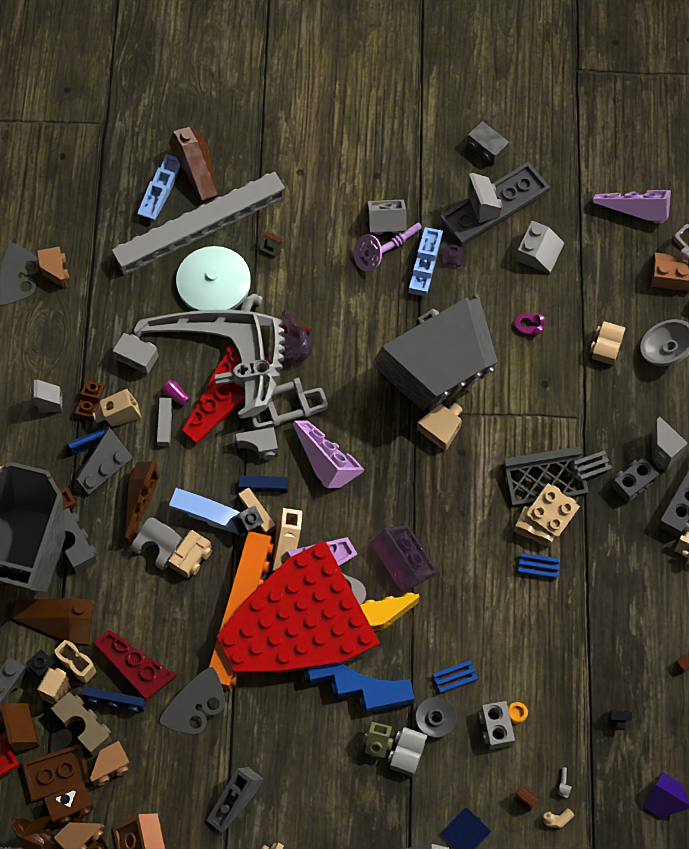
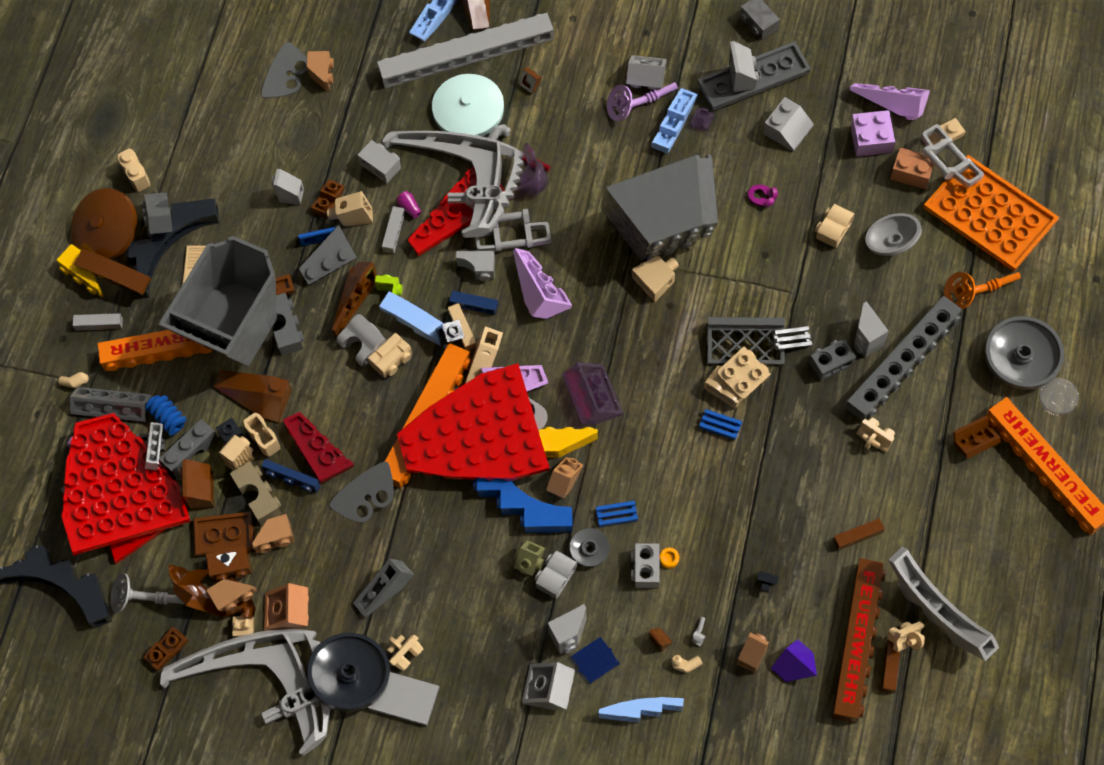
camera: 15 degrees right, 0 degrees up
(172, 479) = (389, 283): none -> lime bracket
(395, 649) = (564, 477): none -> medium nougat slope
(432, 809) = (568, 629): none -> light grey slope
(623, 795) = (753, 652): none -> medium nougat slope
(625, 243) = (872, 133): none -> lavender brick

